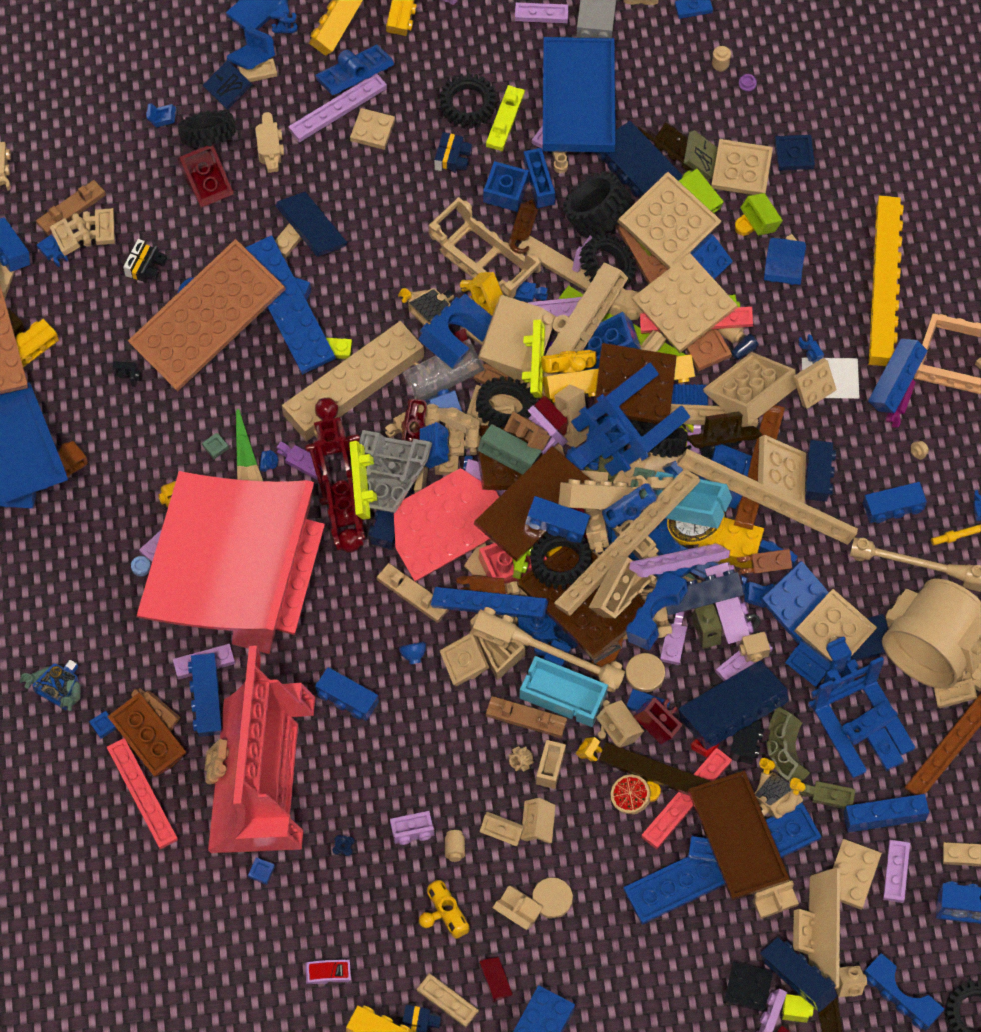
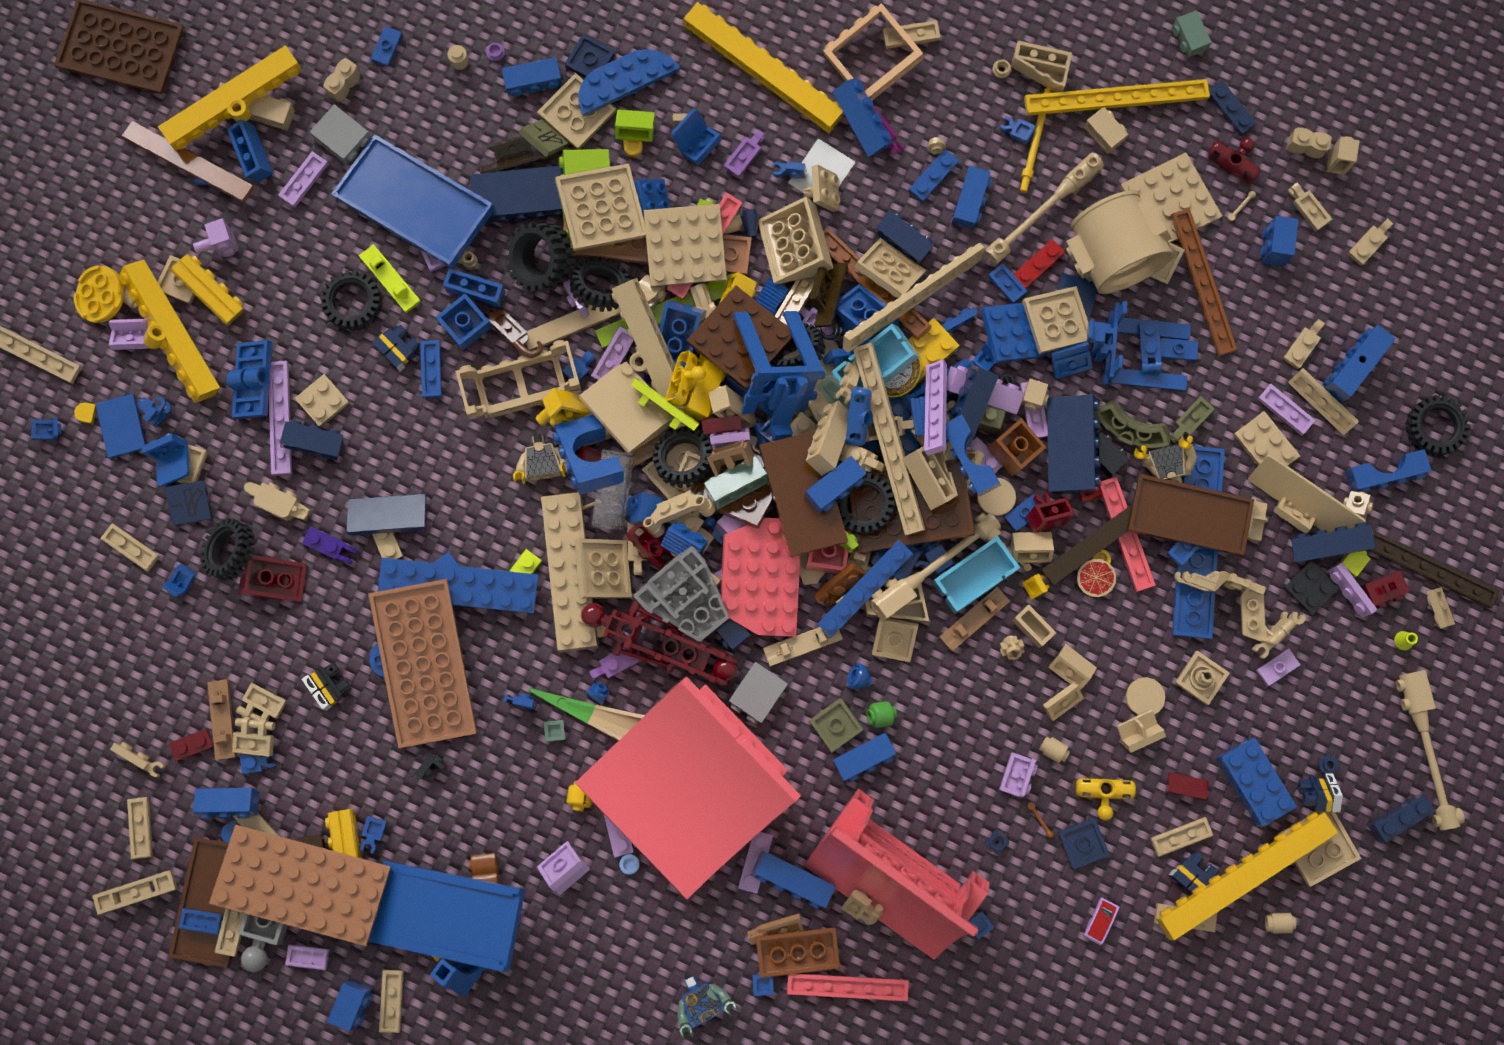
camera: 60 degrees left, 15 degrees up
(37, 198) = (191, 745): none -> dark red plate
(49, 362) = (373, 830): none -> blue plate
(104, 517) = (563, 868): none -> lavender bracket
(165, 68) = (130, 547): none -> tan tile
(223, 403) = (523, 700): none -> blue plate
(258, 199) = (327, 545): none -> dark purple hinge
(334, 136) = (311, 440): none -> dark blue brick
(346, 580) = (757, 693): none -> light grey brick
(360, 658) = (836, 725): none -> olive tile
(361, 494) = (667, 620): neon yellow hinge -> none
(371, 399) = (603, 569): none -> tan plate
(387, 919) = (1083, 843): none -> dark blue tile
(392, 686) = (881, 714): none -> bright green head
(393, 857) = (1031, 806): none -> dark orange hinge
(451, 187) = (431, 369): none -> blue plate
(601, 935) = (1202, 677): none -> tan plate
(655, 998) = (1278, 667): none -> lavender plate
(692, 935) = (1251, 607): none -> tan piece
(699, 660) = (1016, 447): none -> dark orange brick
(746, 119) = (532, 77): none -> blue brick
(767, 561) = (966, 336): dark orange hinge -> none
(795, 183) = (623, 78): none -> blue plate
(800, 309) = (744, 154): none -> medium lavender plate
(840, 574) = (1007, 283): none -> blue plate
(873, 590) = (1039, 263): none -> red plate
(886, 813) = (1235, 385): blue brick -> none
(892, 464) = (933, 175): none -> blue plate
(926, 898) = (1323, 401): none -> tan plate

